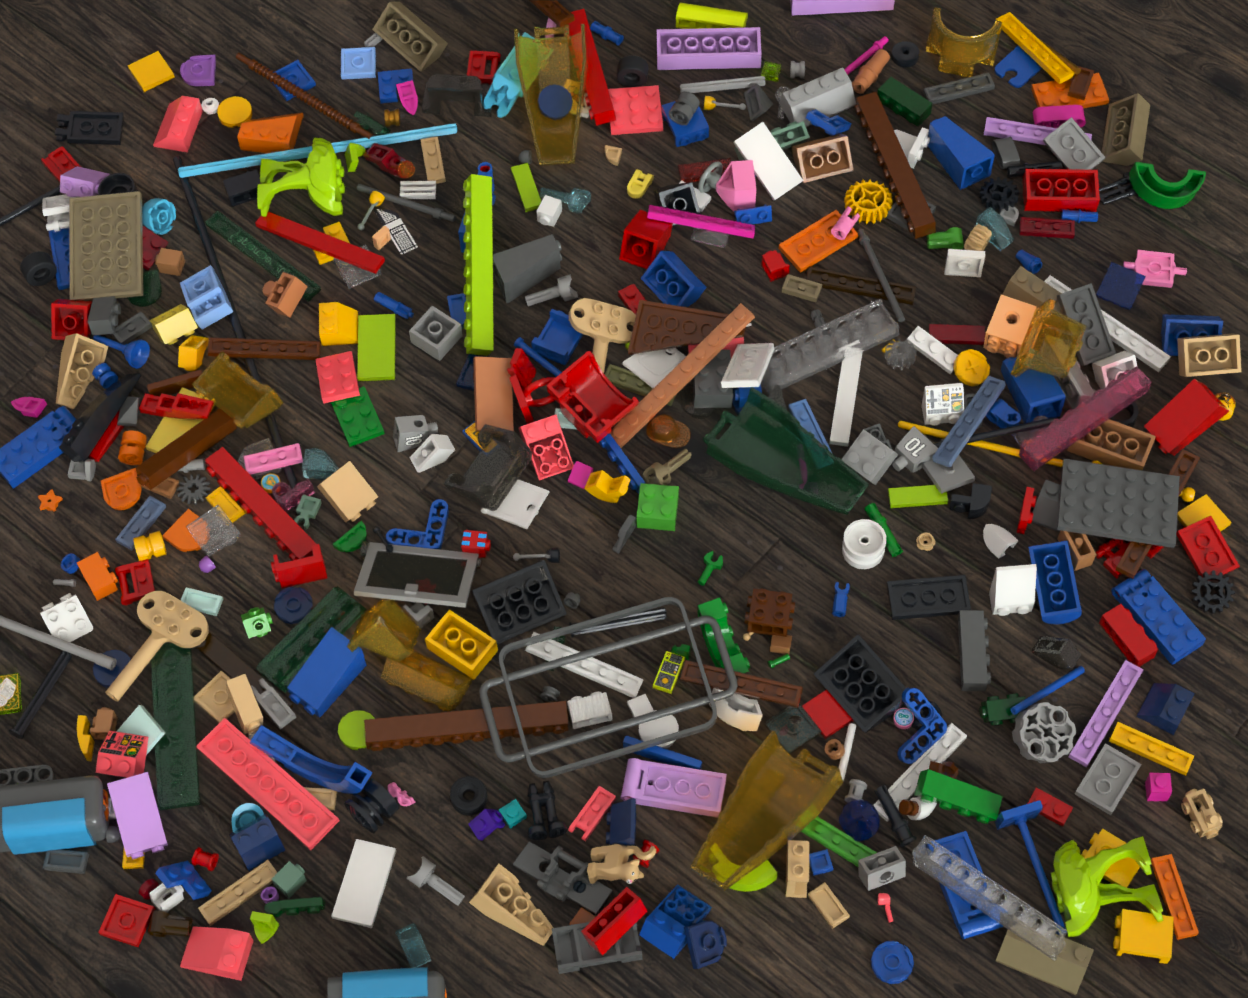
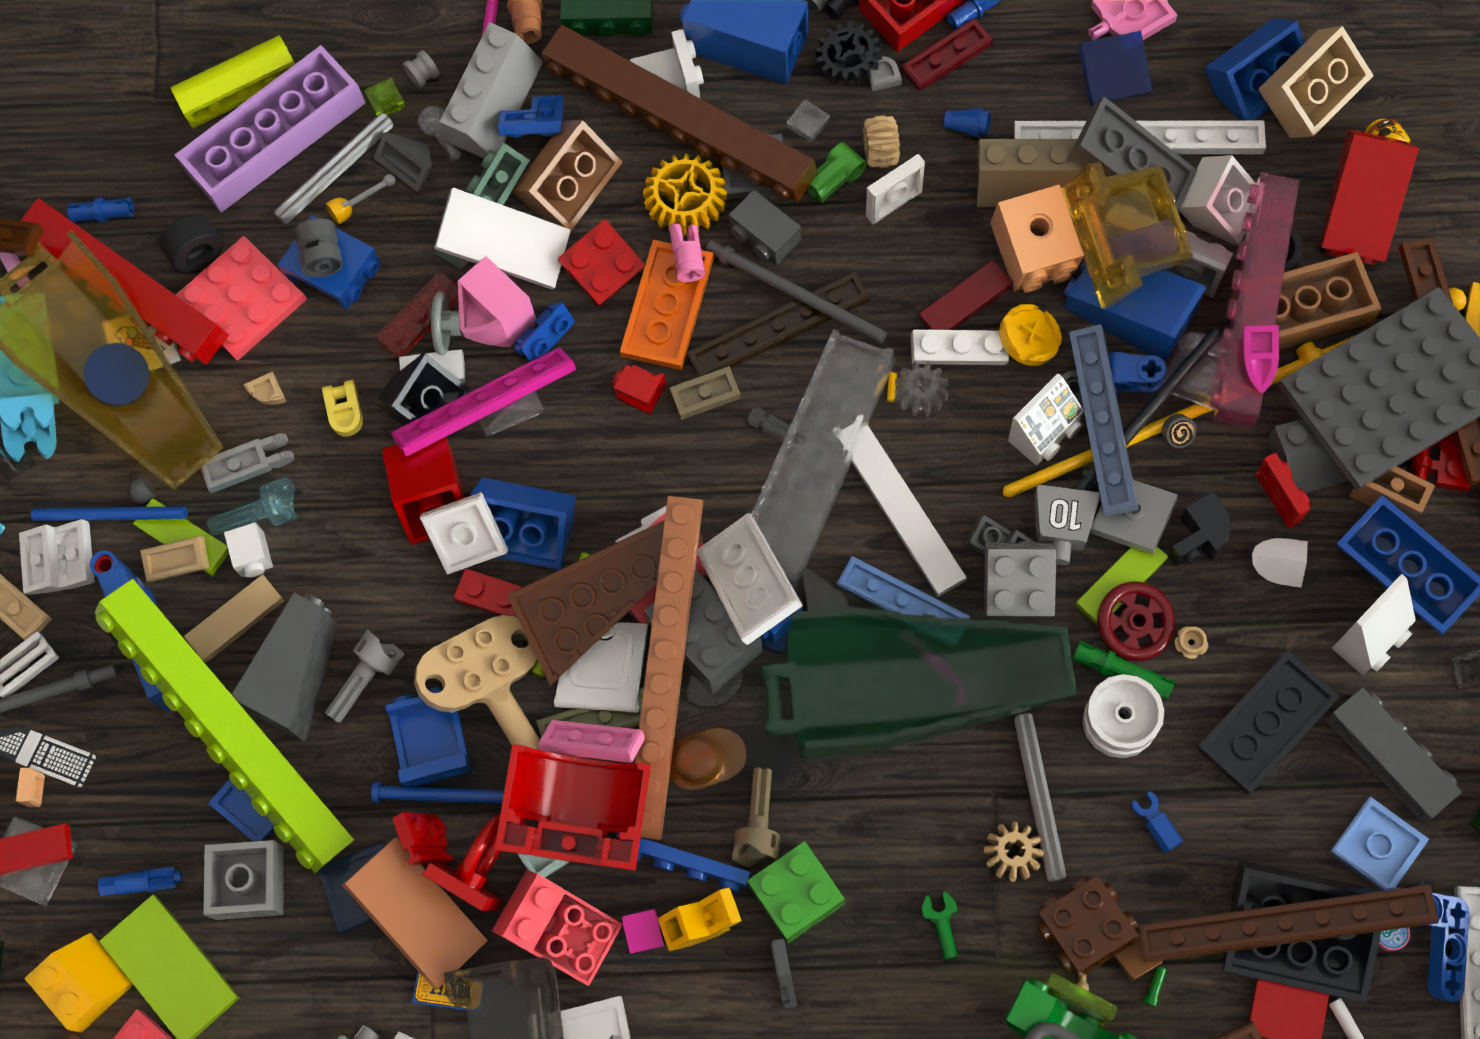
camera: 35 degrees left, 10 degrees up
(466, 157) = (56, 557): none -> white slope
(504, 156) = (109, 513): none -> blue piece
(515, 192) = (175, 559): none -> tan tile
(518, 233) = (234, 618): none -> tan tile
(579, 176) = (245, 462): none -> light grey hinge
(625, 382) = (592, 741): none -> bright pink tile
(644, 266) = (464, 533): none -> white tile
(740, 634) = (1081, 999): none -> clear neon green tile
(766, 561) = (1018, 863): none -> tan gear
(798, 551) = (1040, 797): none -> light grey axle
(804, 203) = (601, 263): none -> red plate
(856, 667) = (1288, 923): none -> reddish brown tile
(891, 240) = (764, 228): none -> dark grey brick
(894, 523) = (1108, 621): none -> dark red plate
(933, 681) = (1379, 845): none -> light blue tile
(953, 210) = (808, 121): none -> clear plate
(1001, 234) = (883, 99): clear light blue slope -> none
(1002, 454) = (1179, 431): none -> tile
(1053, 355) = (1146, 242): none -> plate
(1059, 435) = (1261, 354): none -> dark pink plate

